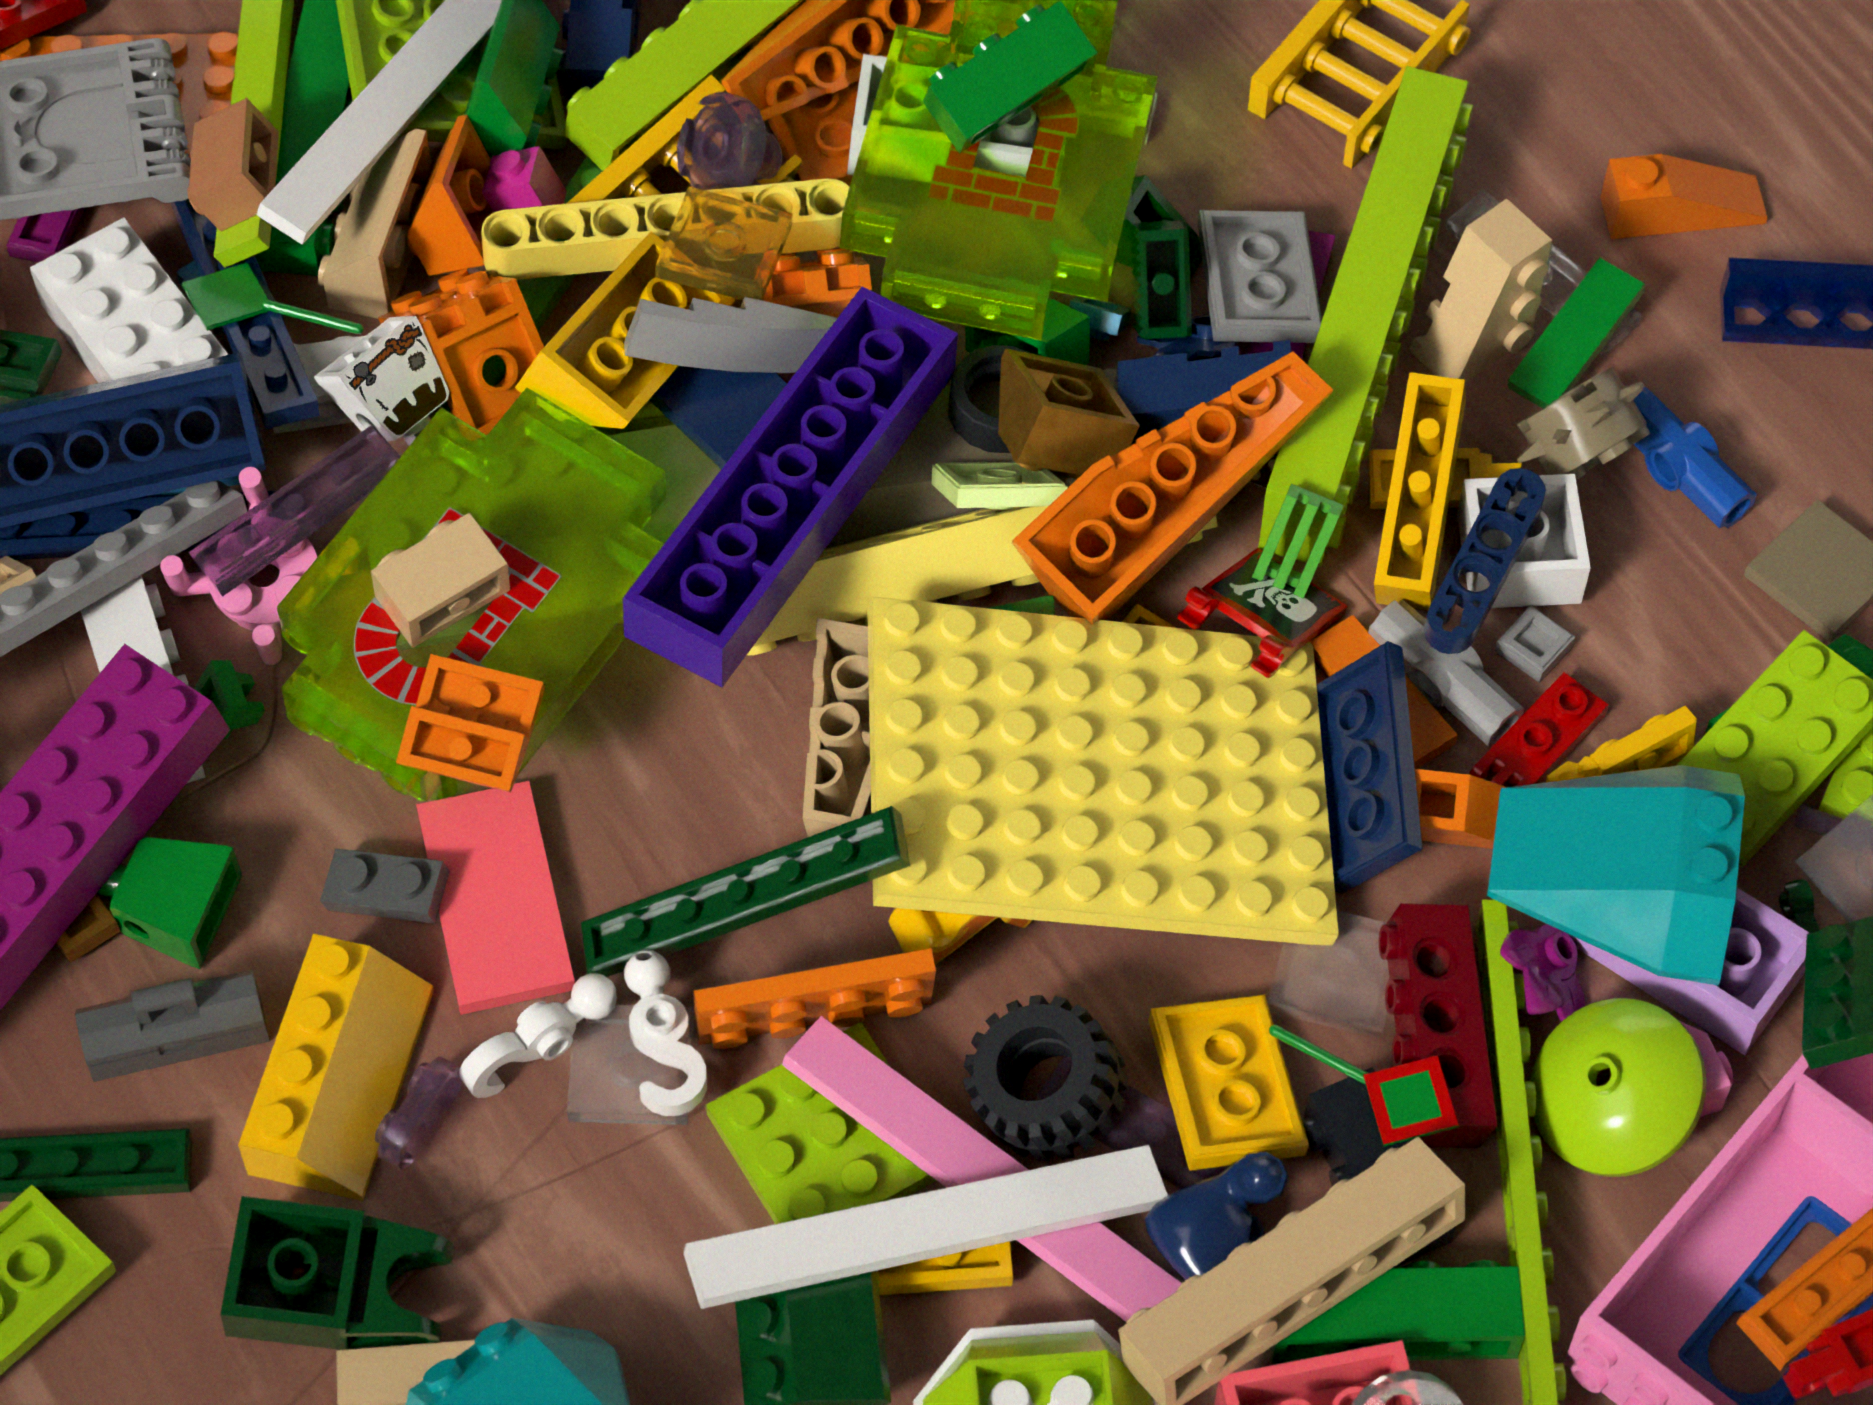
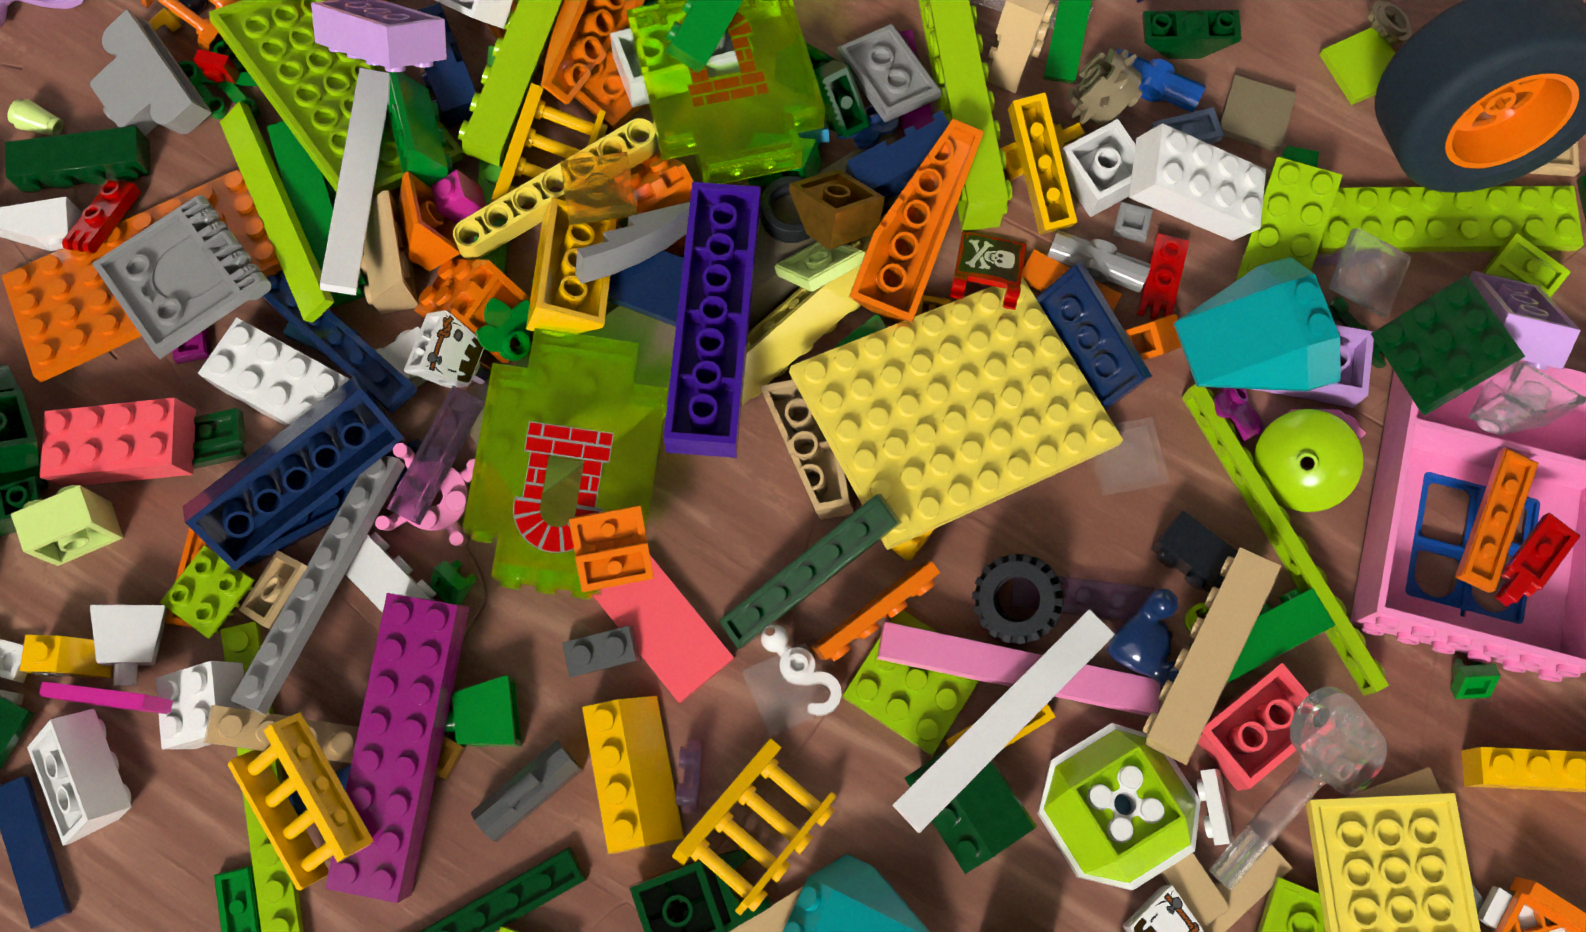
camera: 25 degrees left, 15 degrees up
(232, 164) = (286, 260): nougat brick -> none
(237, 295) = (328, 339): green piece -> none
(440, 579) = (550, 470): tan brick -> none
(481, 1154) = (720, 819): none -> yellow fence
(484, 382) = (504, 325): none -> green plate
(541, 1033) = (735, 698): white piece -> none
(727, 145) = (563, 124): tile -> none
(1227, 1081) = (1106, 550): yellow tile -> none
(1283, 573) = (1005, 227): bright green tile -> none
(1405, 1098) = (1212, 521): piece -> none
(1444, 942) = (1200, 449): dark red brick -> none
(1483, 559) = (1096, 191): dark blue beam -> none
(1651, 612) = (1197, 182): none -> white brick
(1658, 744) = (1213, 272): yellow hinge -> none
(1692, 548) = (1198, 124): none -> sand blue plate
(1768, 407) = (1191, 32): none -> dark green slope

